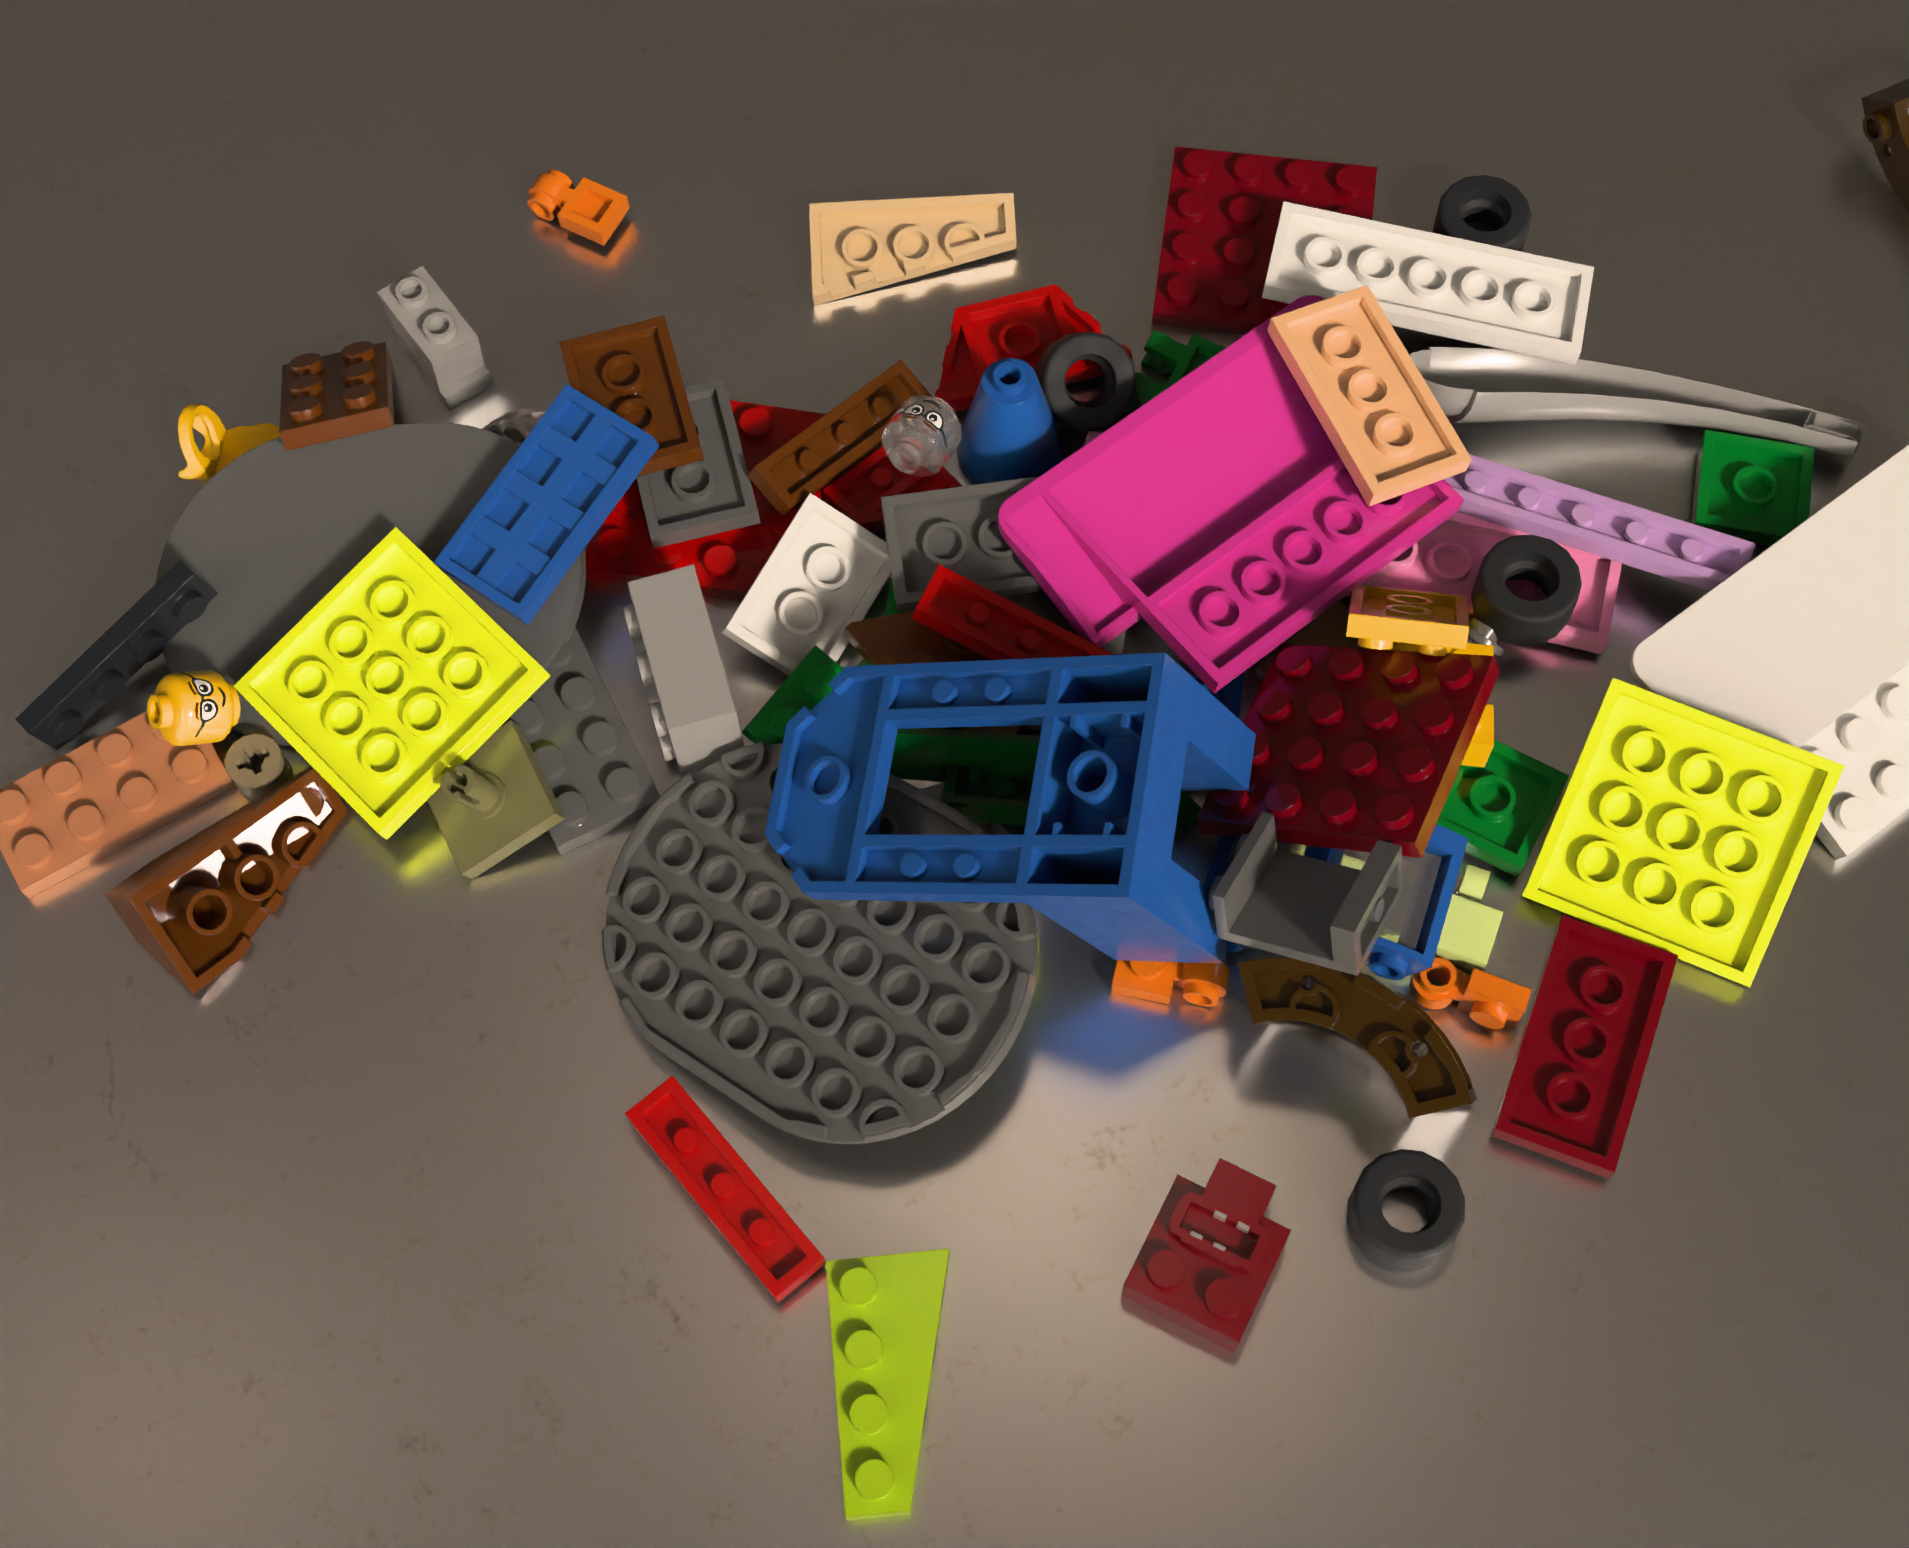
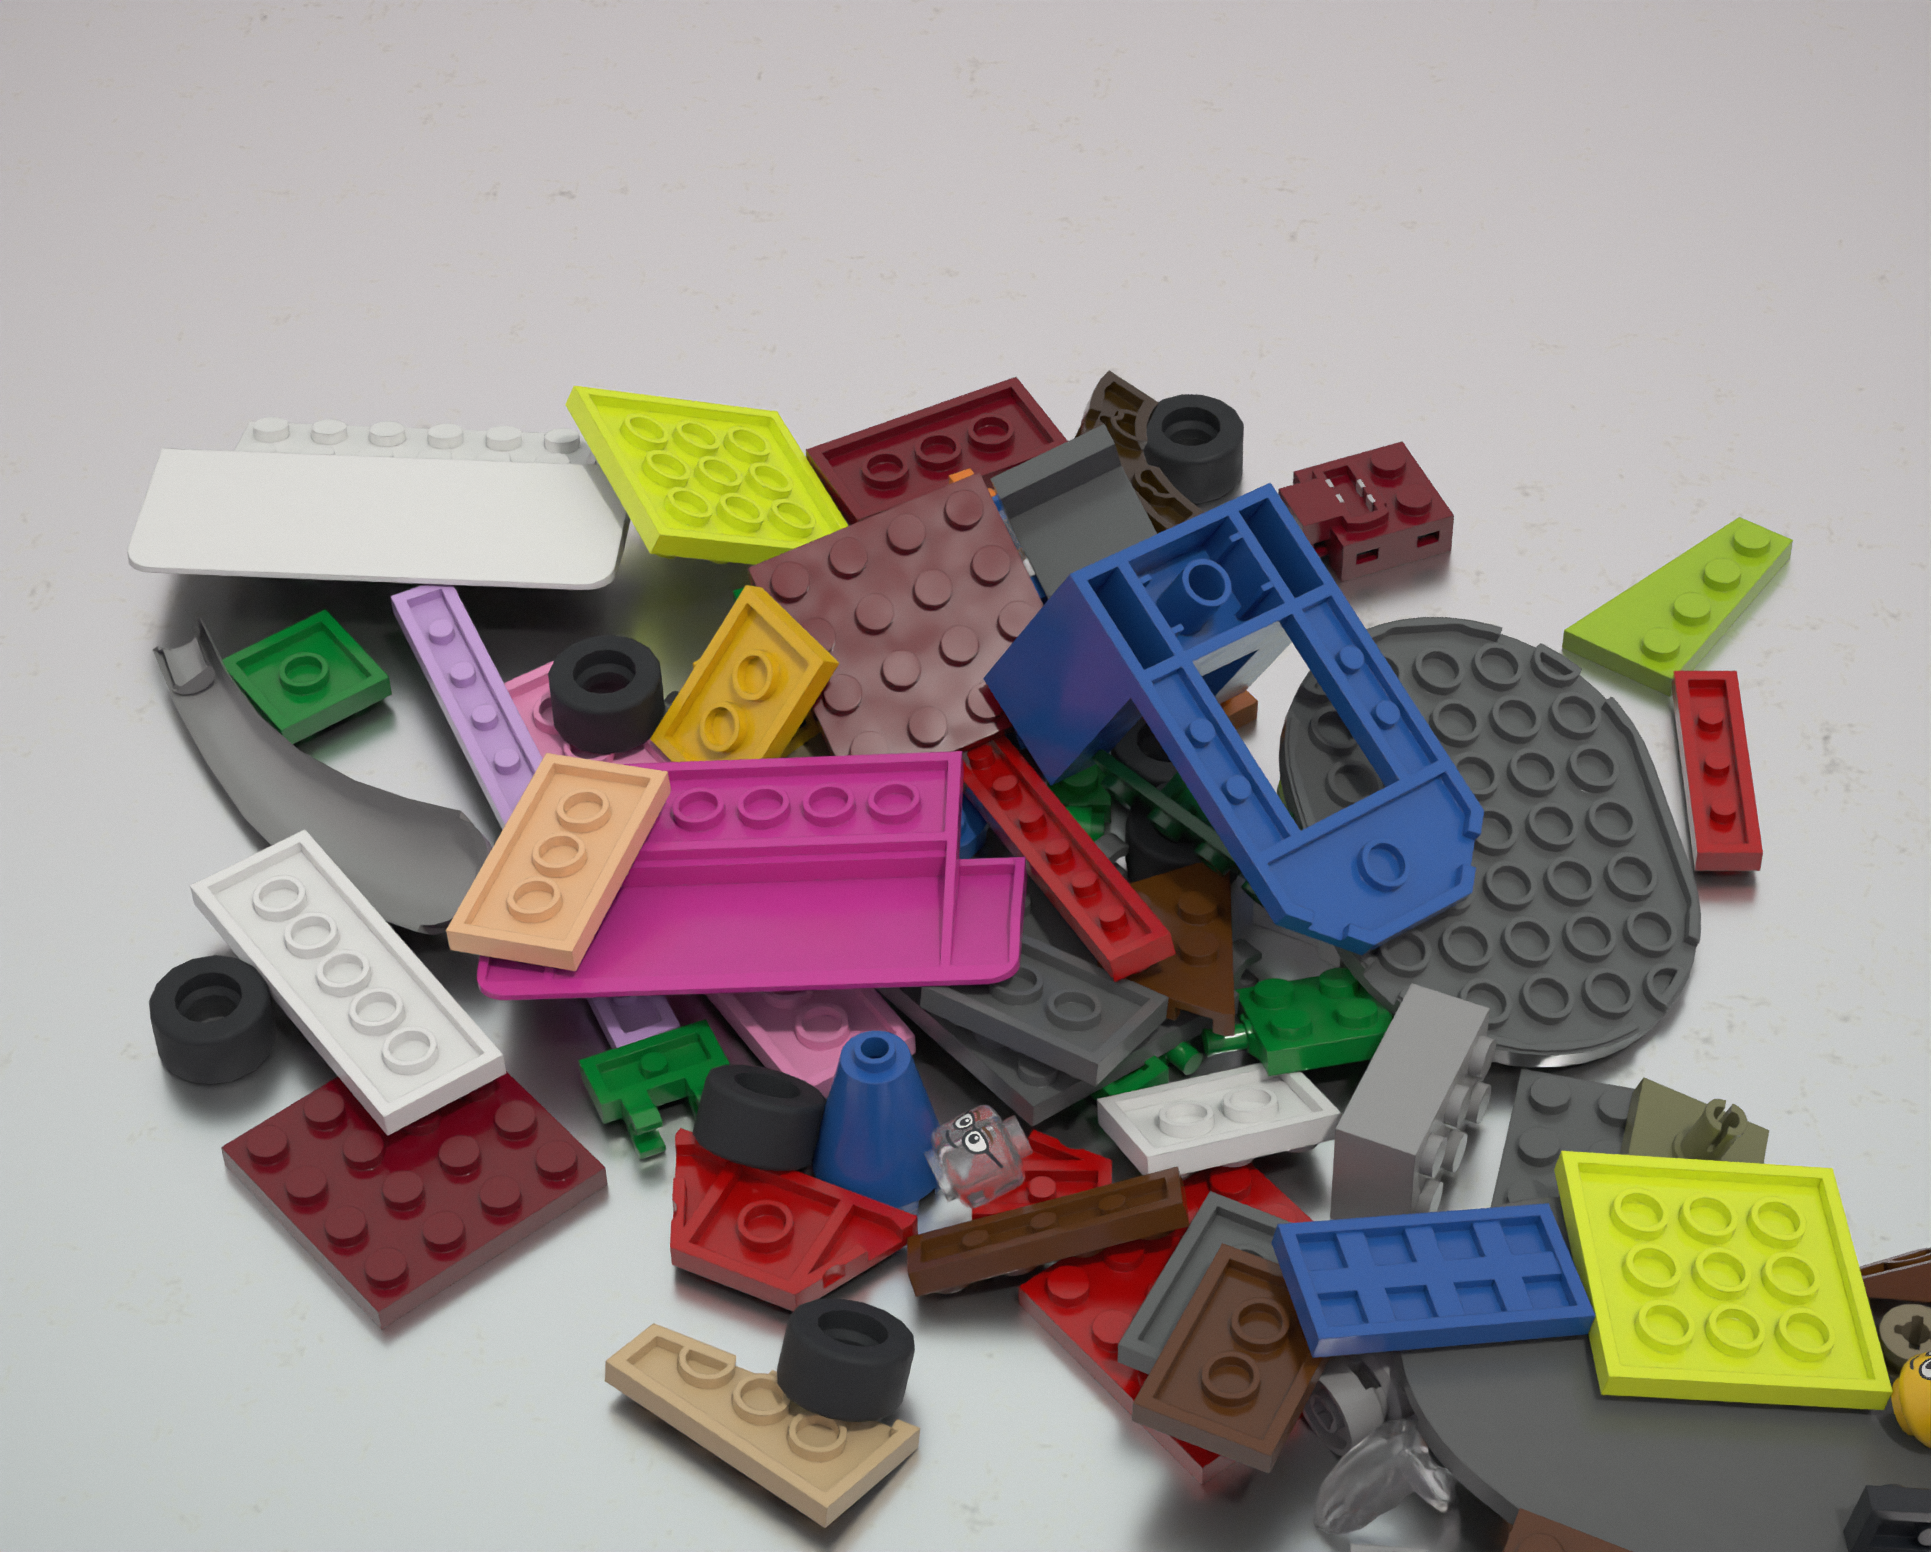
camera: 140 degrees left, 20 degrees down
(887, 247) = (845, 1360): none -> black tyre

